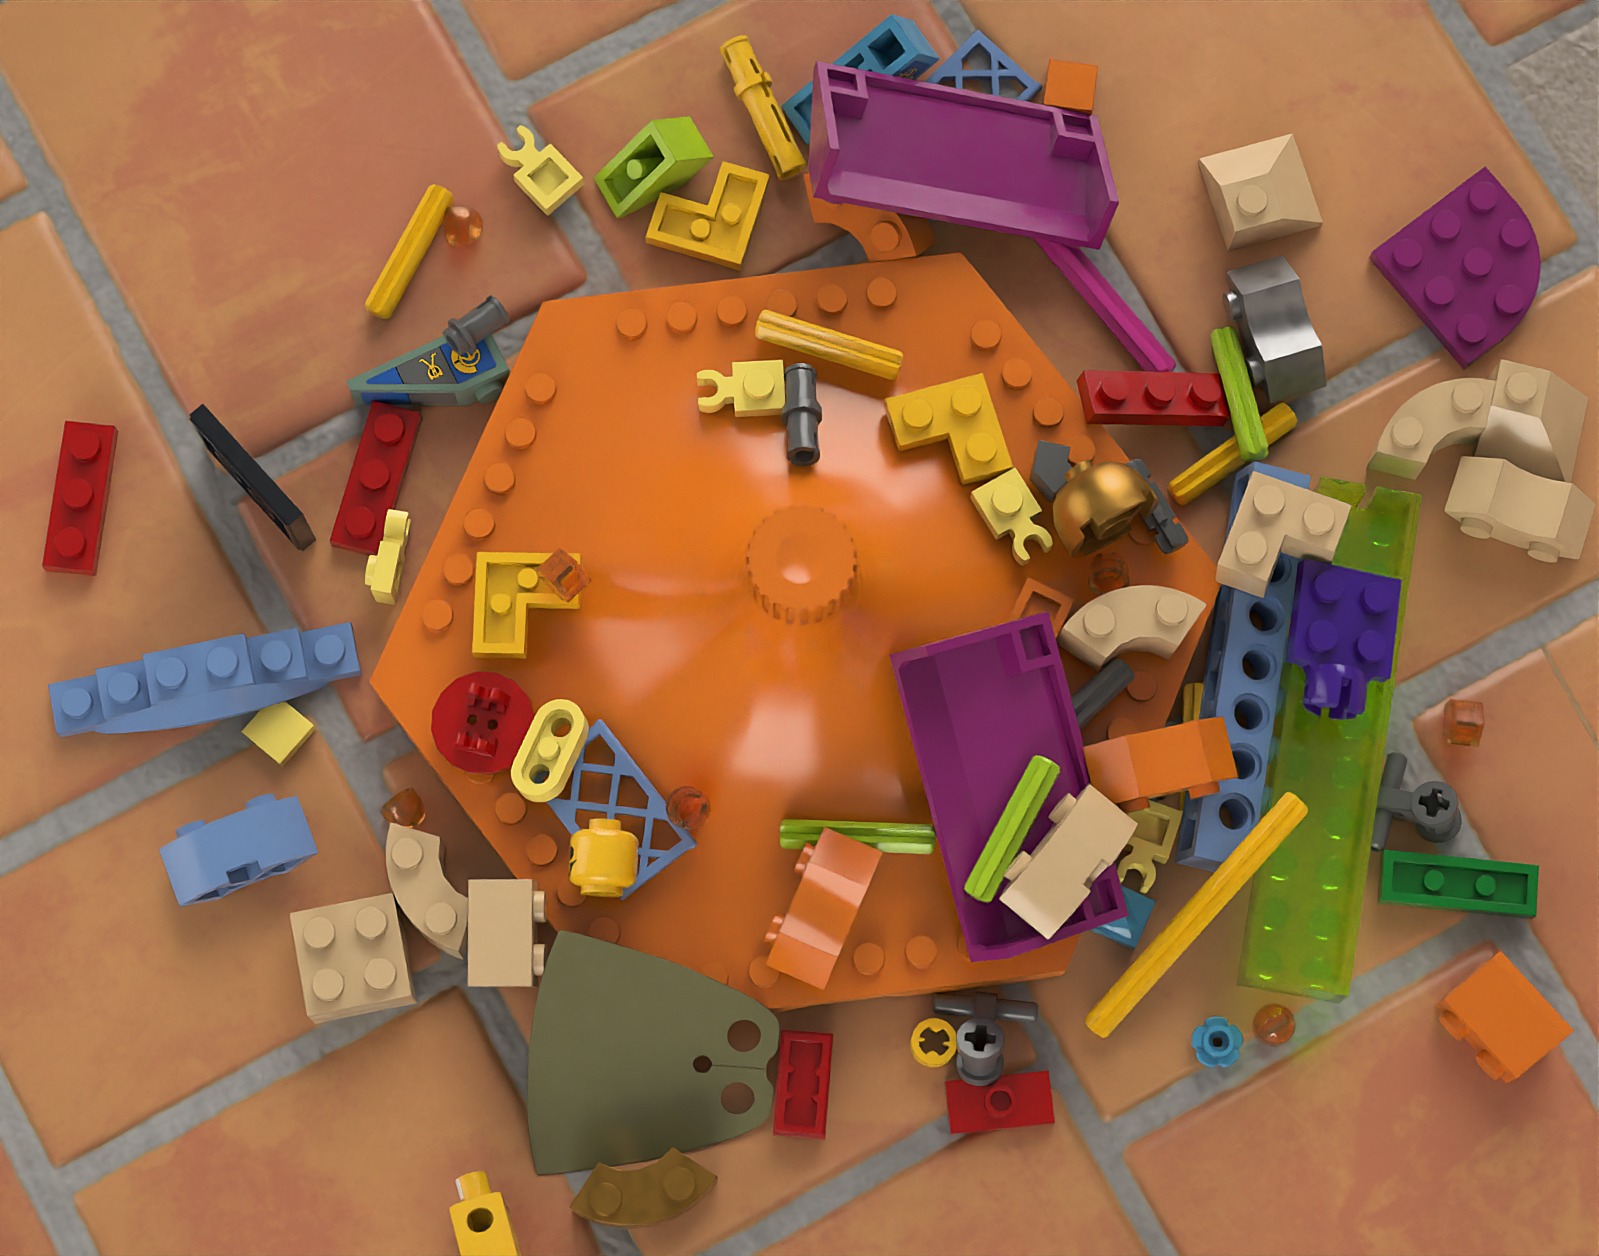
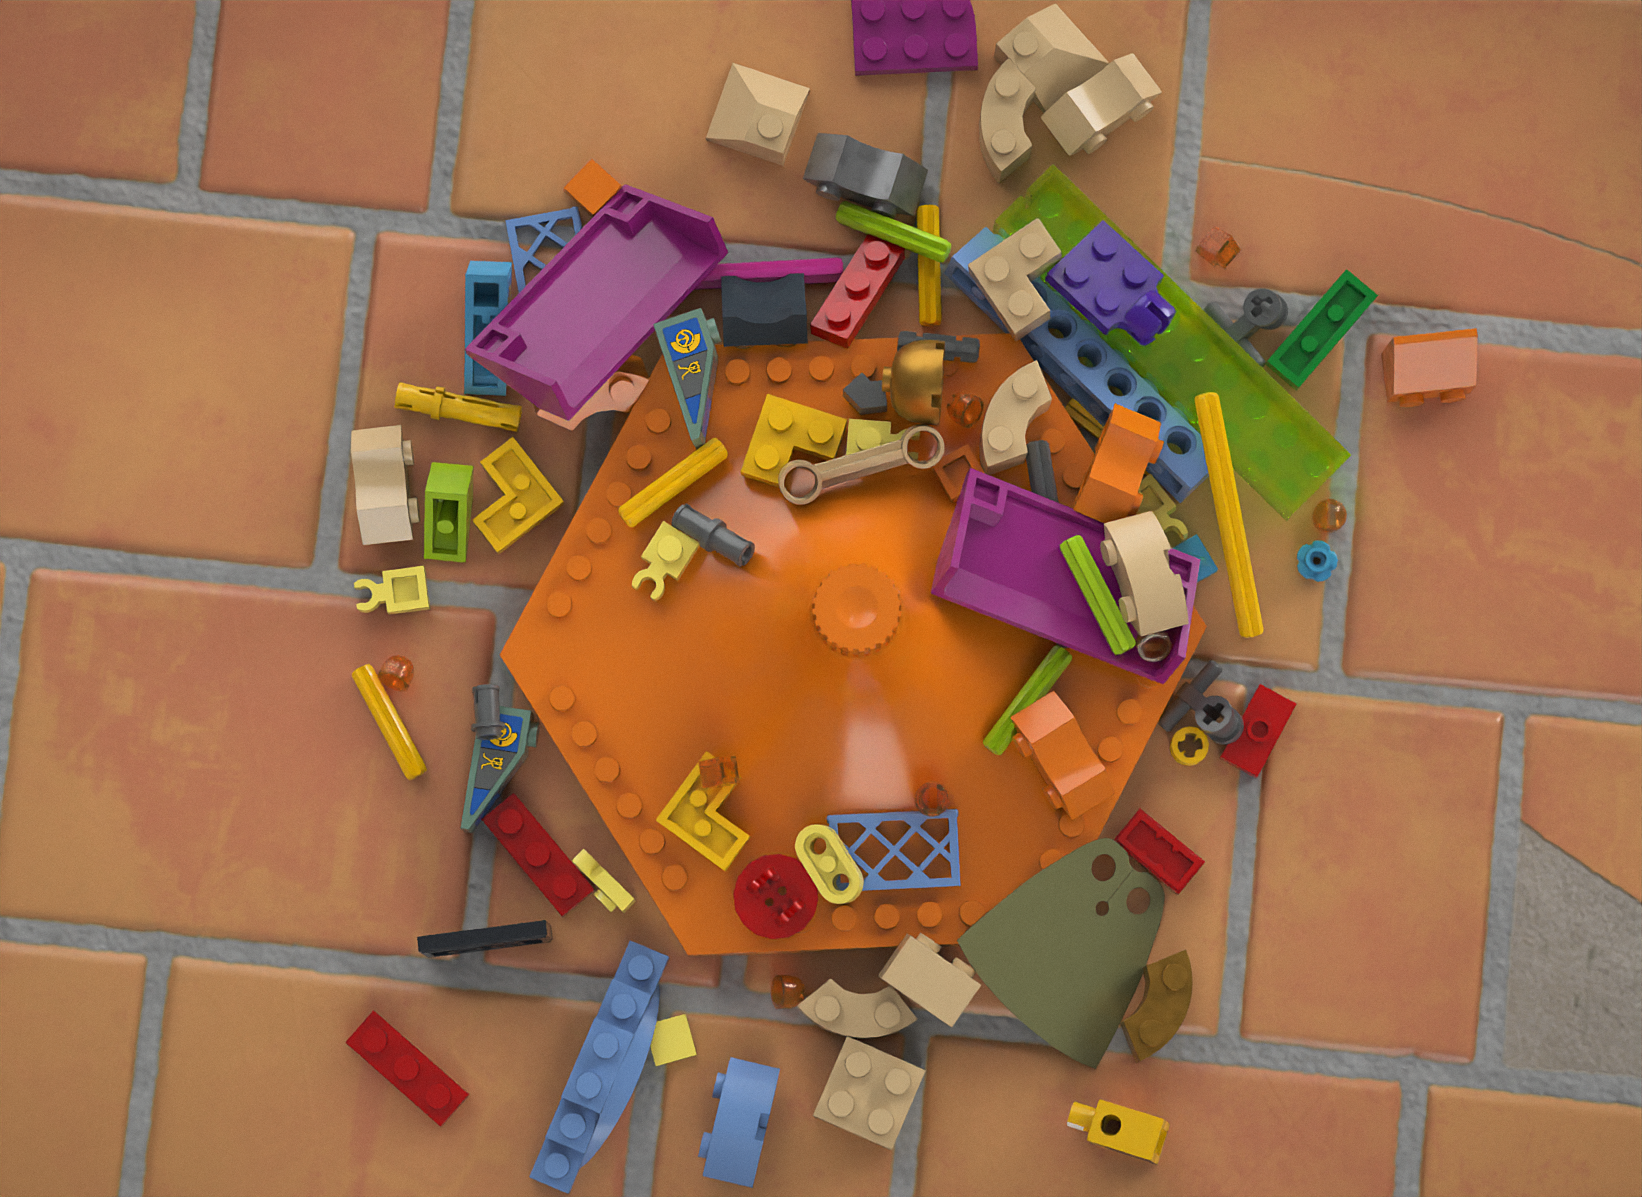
camera: 55 degrees left, 5 degrees up
(603, 859) = (928, 878): yellow head -> none
(635, 87) = (383, 484): none -> tan brick
(955, 284) = (692, 364): none -> slope
(975, 505) = (861, 464): none -> tan piece
(1001, 922) = (1154, 646): none -> clear orange hinge
(1064, 321) = (764, 312): none -> black brick

